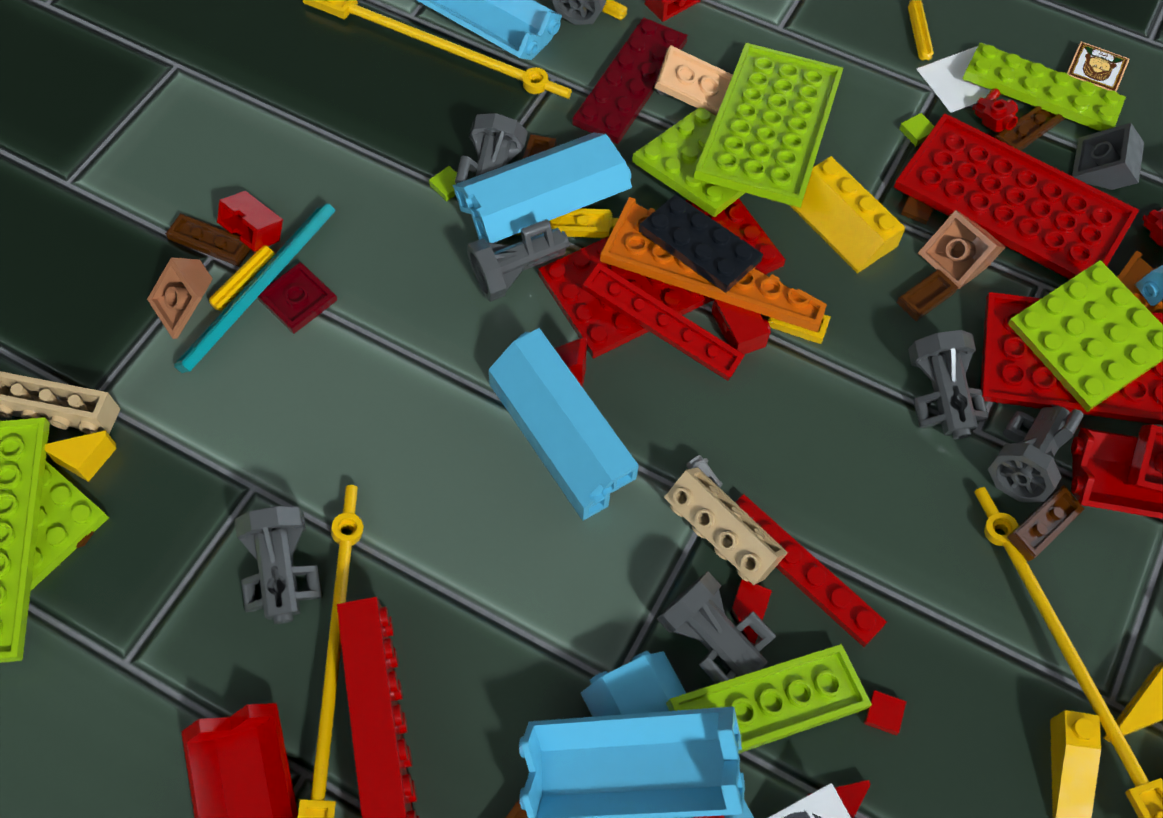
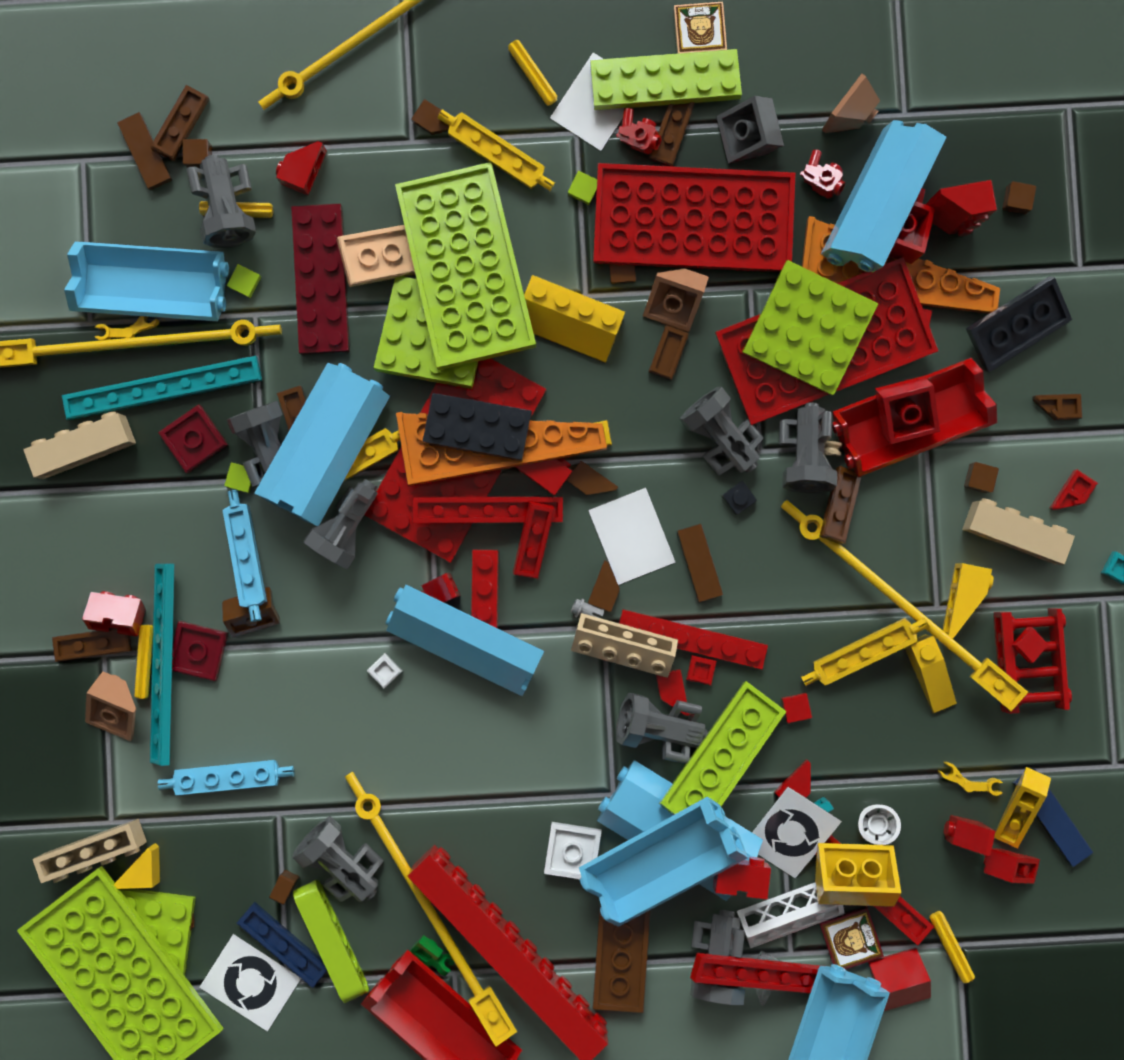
camera: 30 degrees left, 25 degrees up
(88, 641) = (250, 982): none -> white sticker
(153, 621) = (283, 944): none -> dark blue tile
(202, 556) = (284, 887): none -> reddish brown piece
(203, 645) = (330, 941): none -> lime beam
(232, 421) = (226, 777): none -> medium azure plate
(295, 727) = (430, 954): none -> green plate
(330, 84) = (79, 446): none -> tan brick
(369, 292) = (238, 618): none -> reddish brown panel
(402, 239) = (244, 556): none -> medium azure plate
(430, 135) = (193, 438): none -> dark red tile
(433, 85) = (162, 388): none -> teal tile
(457, 35) = (128, 332): none -> yellow piece
(458, 415) = (384, 670): none -> white tile
(527, 700) = (570, 848): none -> white plate
(563, 48) = (244, 281): none -> lime tile
(619, 382) = (485, 586): none -> red brick
(690, 375) = (533, 540): none -> red tile
(735, 466) = (605, 589): none -> reddish brown tile
(780, 360) = (589, 480): none -> reddish brown tile
(794, 436) = (631, 536): none -> white sticker
(794, 606) = (701, 670): none -> red tile
(810, 20) = (427, 118): none -> reddish brown tile
(854, 62) = (496, 150): none -> yellow plate
(854, 498) = (699, 562): none -> reddish brown tile
(932, 460) = (739, 497): none -> black plate
(1004, 690) = (865, 651): none -> yellow plate
(1065, 463) = (832, 448): none -> tan bush

